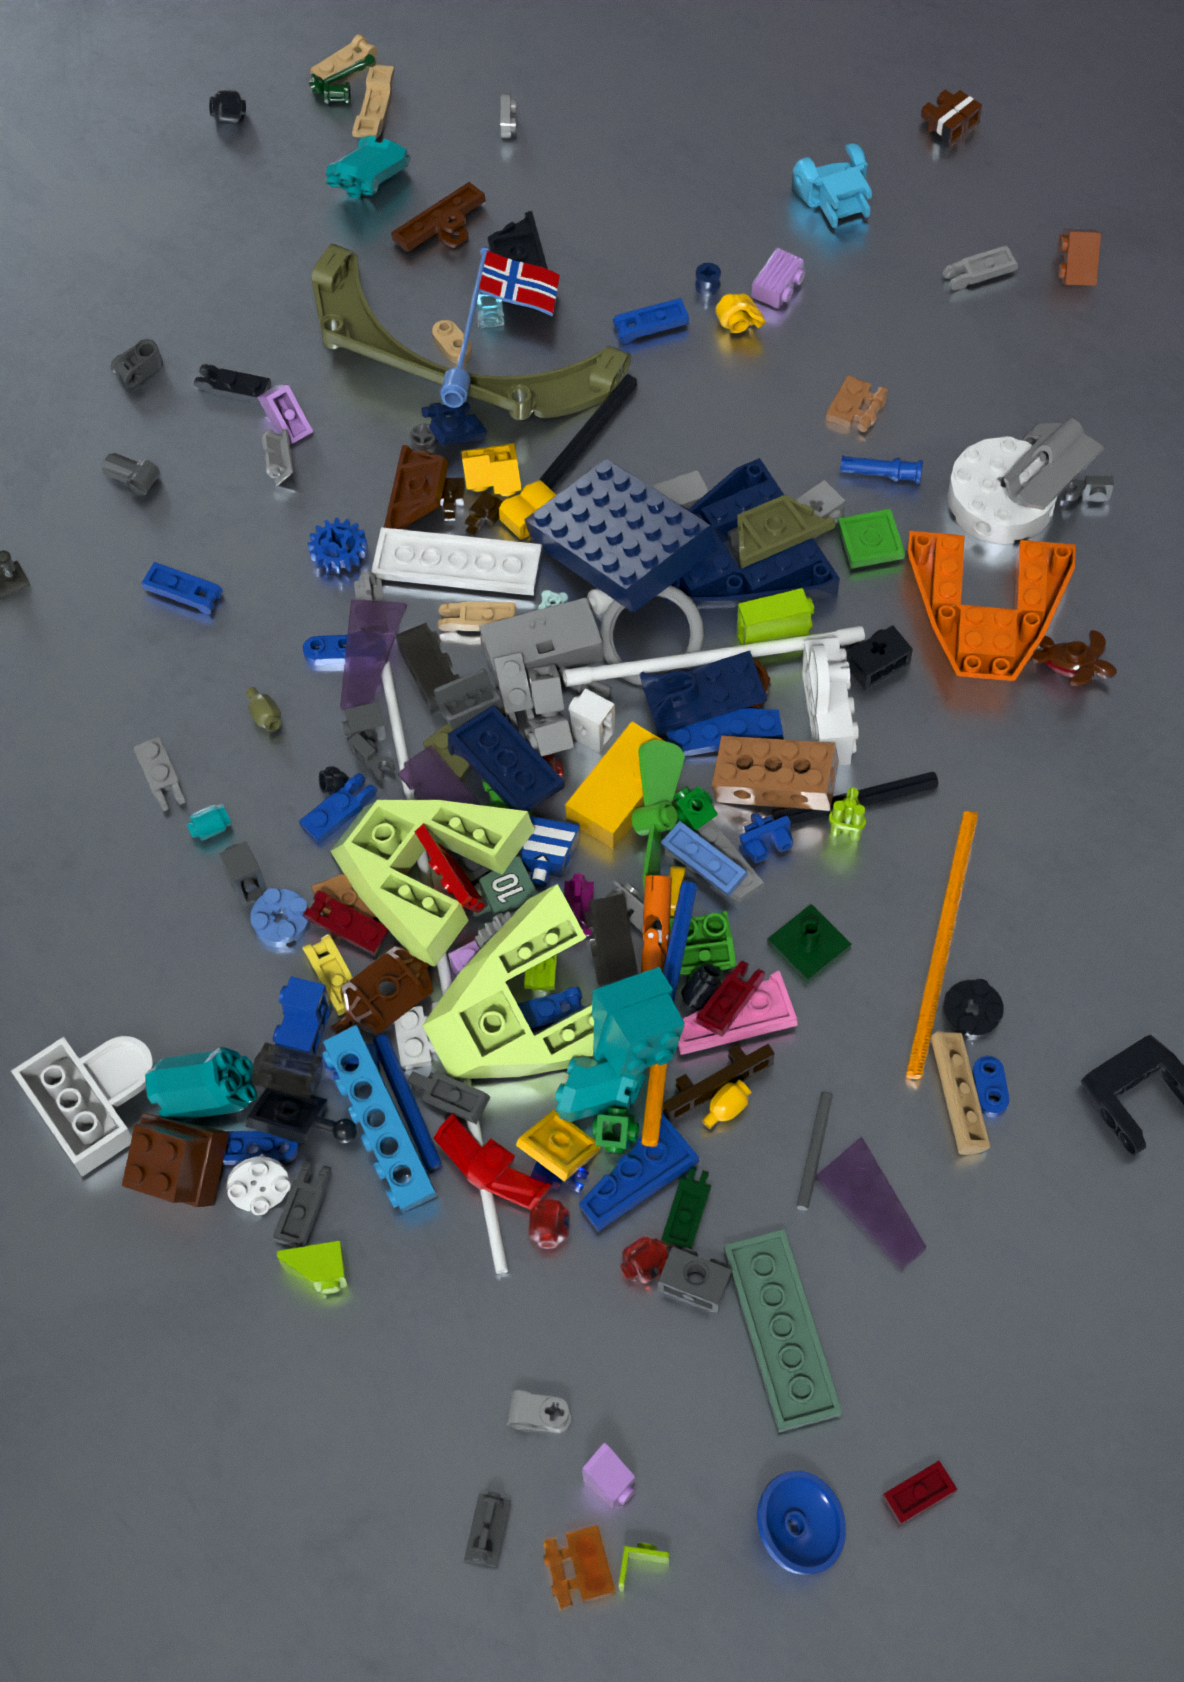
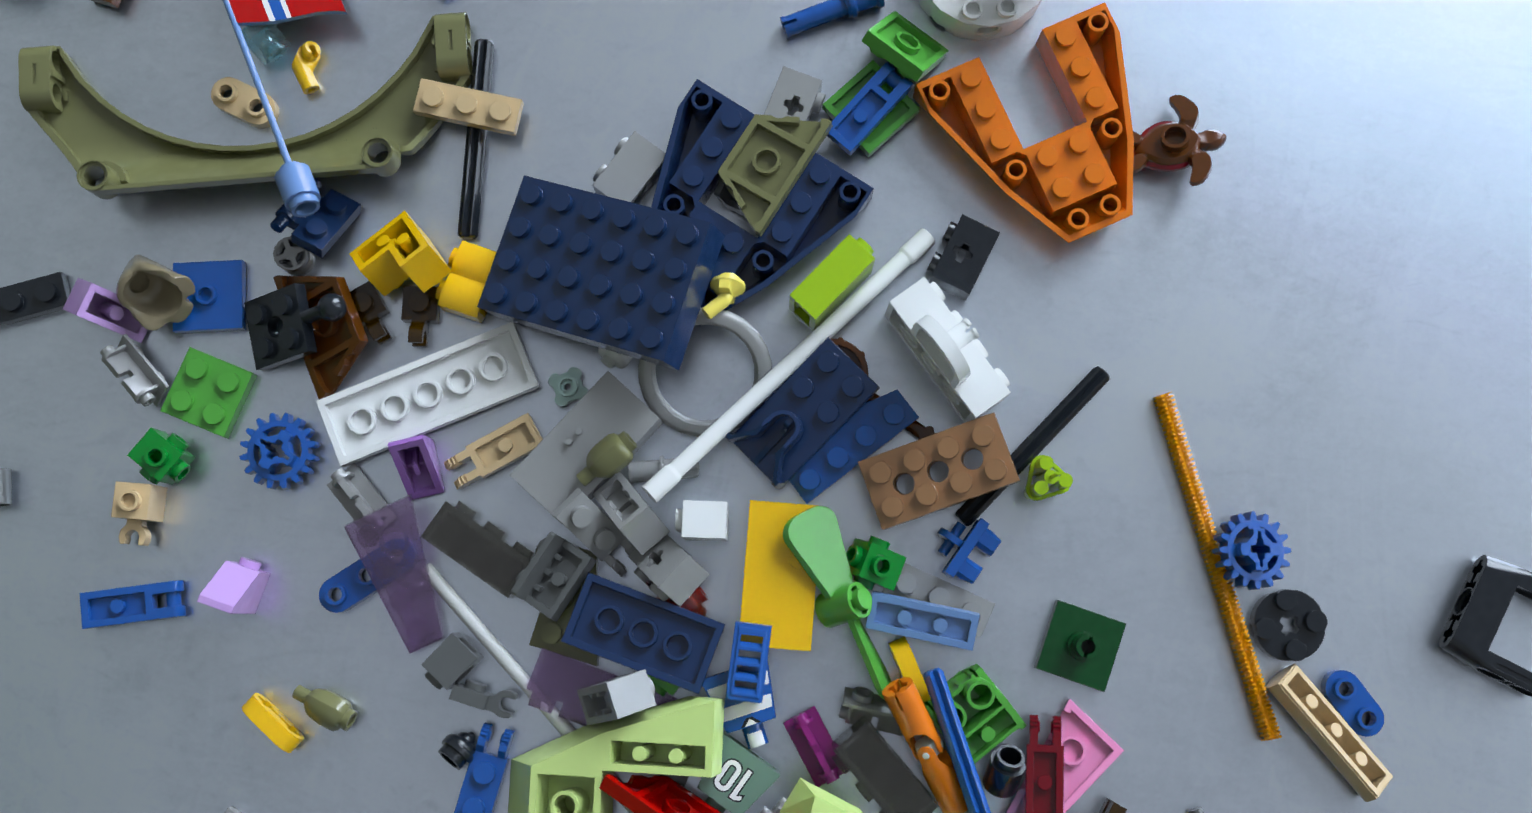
camera: 30 degrees left, 20 degrees up
(223, 700) = (272, 722): none -> yellow beam
(227, 531) = (138, 505): none -> tan brick
(255, 607) = (236, 587): none -> lavender slope
(261, 509) = (162, 457): none -> green brick
(314, 492) = (208, 393): none -> bright green plate
(322, 412) = (154, 293): none -> dark tan hat
(353, 438) = (217, 296): none -> blue plate
(390, 472) = (297, 336): none -> black plate
(422, 595) = (417, 465): none -> medium lavender slope
(463, 784) = (617, 697): none -> brick
(506, 337) = (304, 66): none -> yellow arm
(552, 643) = (608, 457): none -> olive plant
(560, 836) = (742, 693): none -> blue slope
(596, 407) = (468, 107): none -> tan plate
(698, 584) = (727, 287): none -> light yellow plate
(868, 531) = (868, 108): none -> blue plate
(917, 508) = (904, 46): none -> bright green plate
(987, 944) = (1236, 556): none -> blue gear

